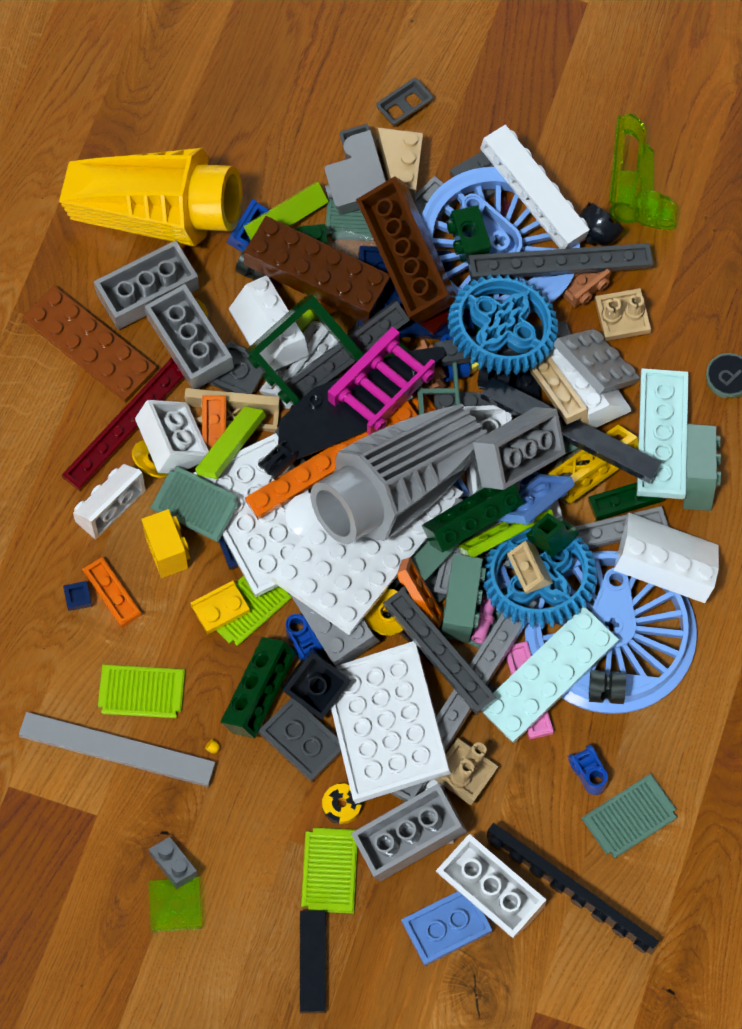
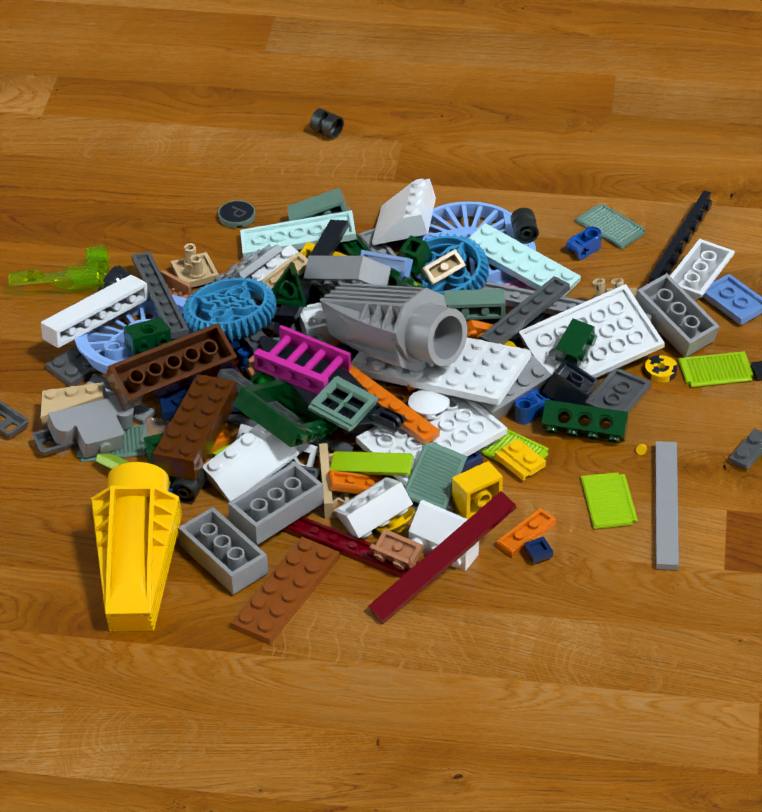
camera: 100 degrees left, 25 degrees down
(66, 485) = (442, 557): none -> dark red tile
(99, 447) = (397, 549): none -> nougat bracket
(319, 427) = (333, 415): none -> sand green piece
(369, 694) = (575, 342): none -> dark green brick
(522, 393) = (289, 289): none -> dark green slope

